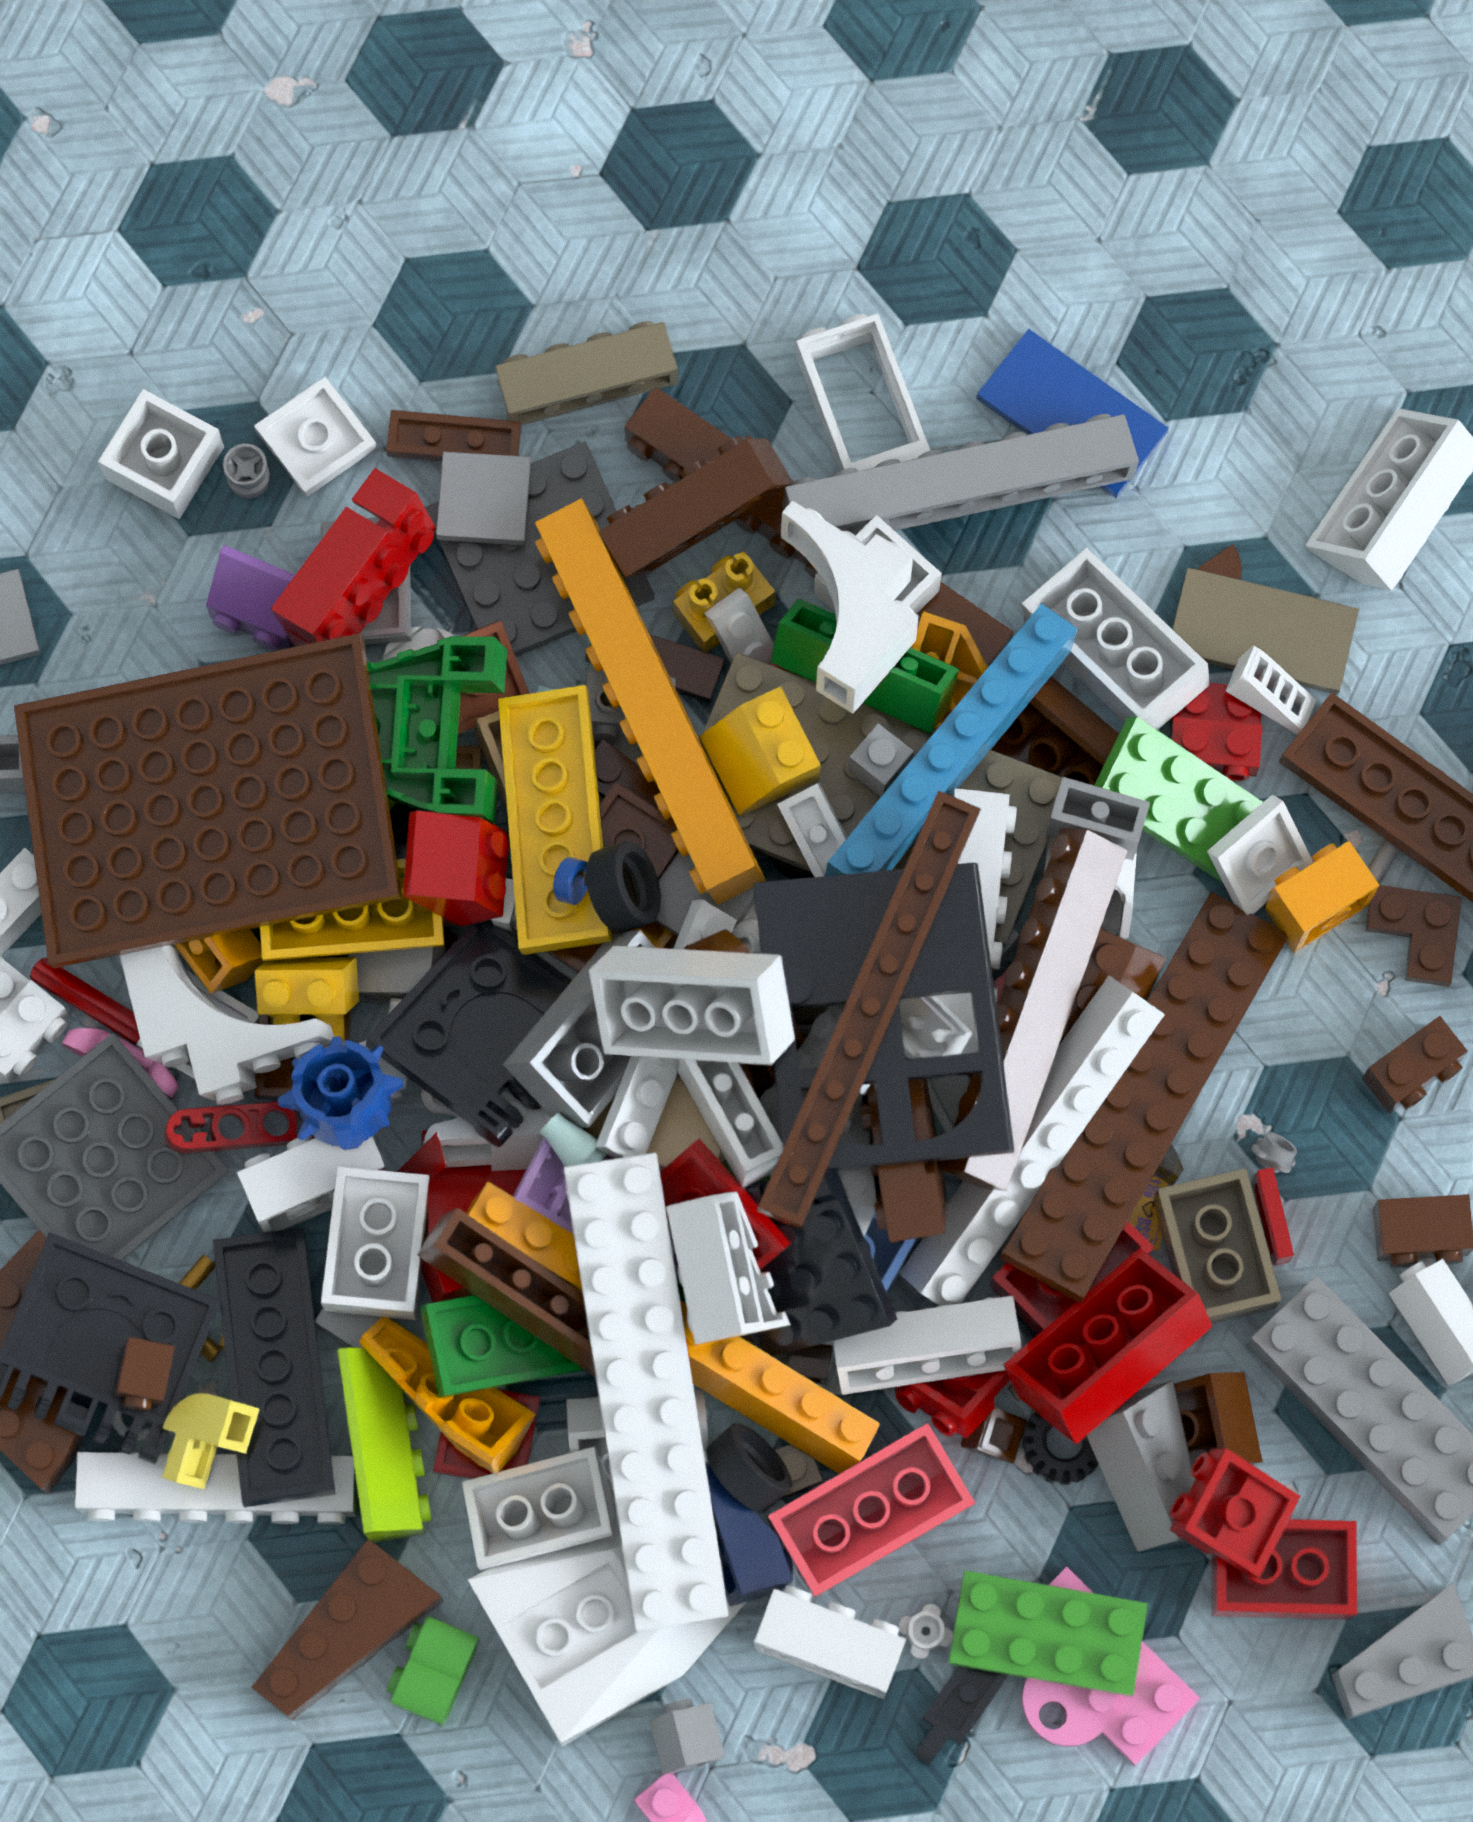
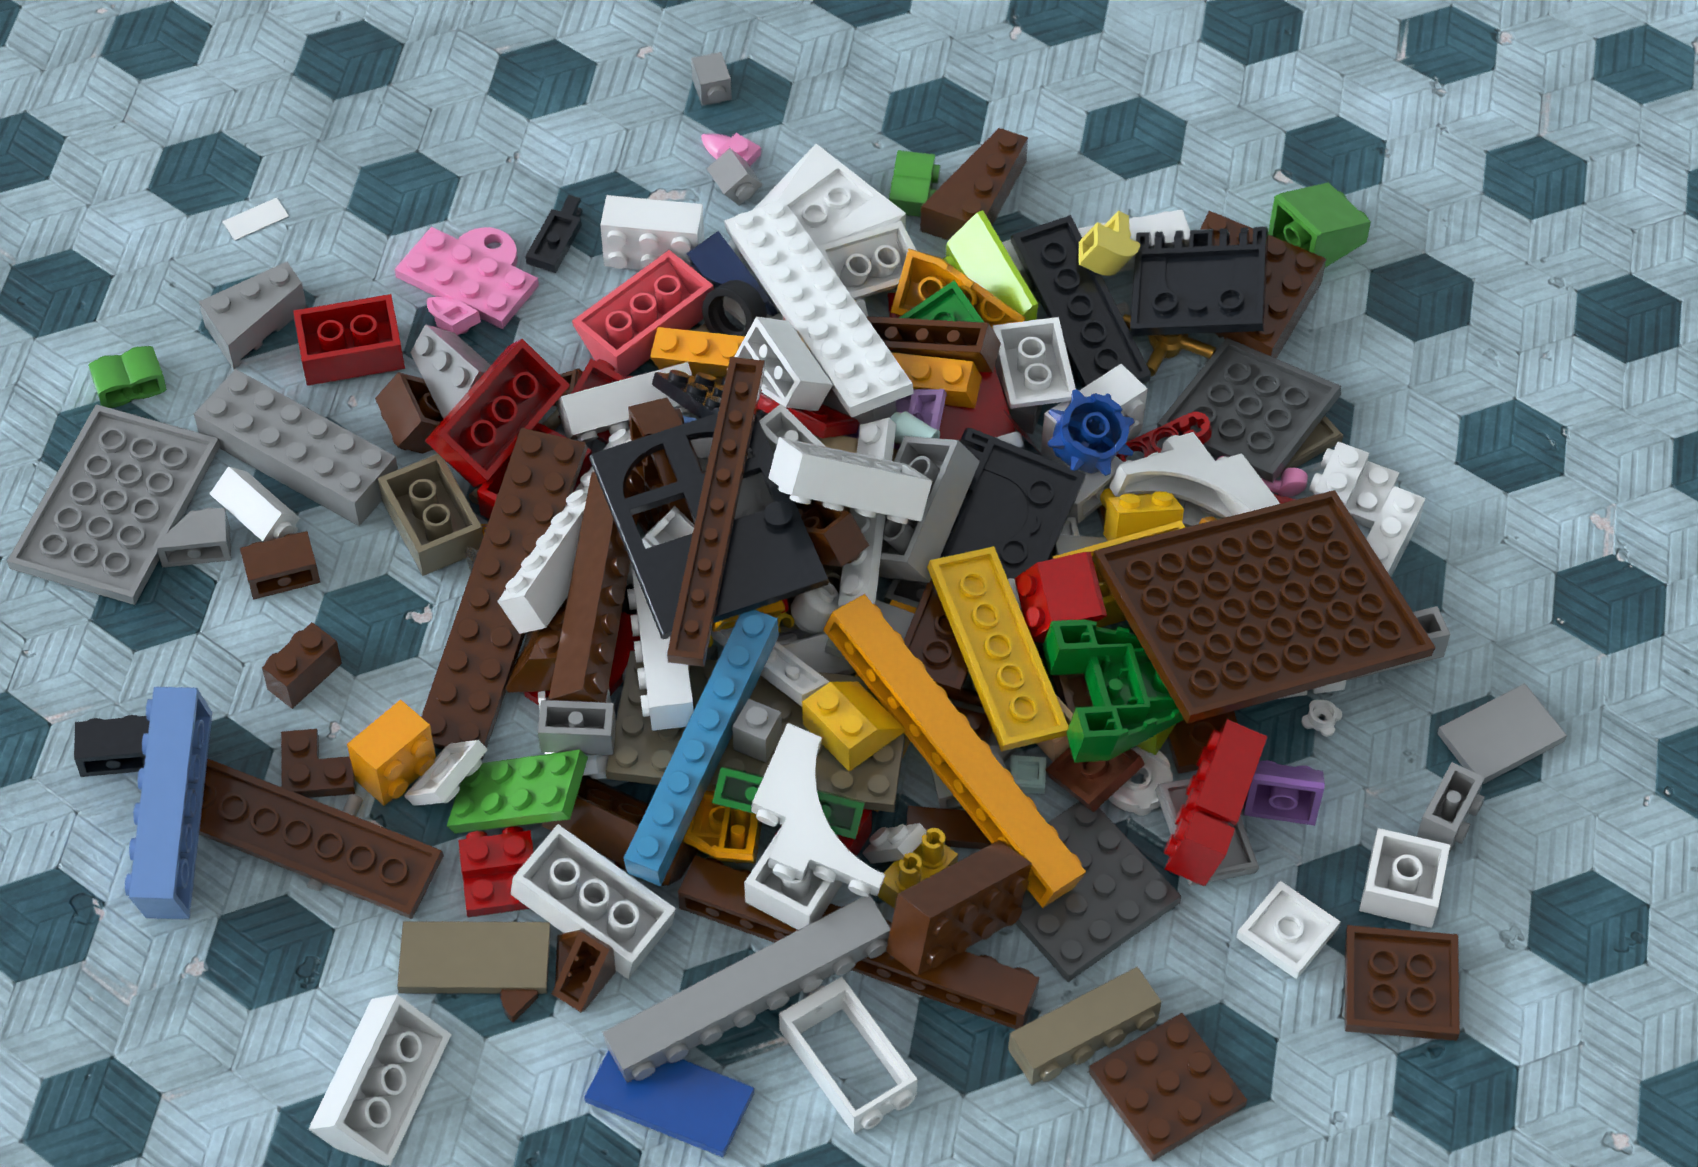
camera: 165 degrees right, 20 degrees down
(71, 528) = (1451, 806): none -> light grey brick
(143, 1373) = (1164, 260): reddish brown brick -> none
(211, 344) = (1402, 983): none -> reddish brown plate
(241, 463) = (1331, 880): light grey wheel -> none
(429, 435) = (1178, 952): reddish brown plate -> none
(483, 498) = (1135, 901): light grey tile -> none
(515, 293) = (1167, 1086): none -> reddish brown plate
(570, 881) = (968, 583): blue tile -> none
(623, 886) = (945, 593): black tyre -> none
(938, 1635) = (590, 270): white plate -> none
(1048, 1633) = (505, 273): bright green plate -> none
(1131, 1581) = (452, 314): none -> bright pink plate
(1148, 574) = (582, 968): none -> reddish brown slope
(1233, 1511) = (390, 336): red plate -> none
(1249, 683) = (482, 901): white slope -> none
(1272, 1216) = (394, 549): red tile -> none
(1275, 1152) = (394, 596): light grey plate -> none

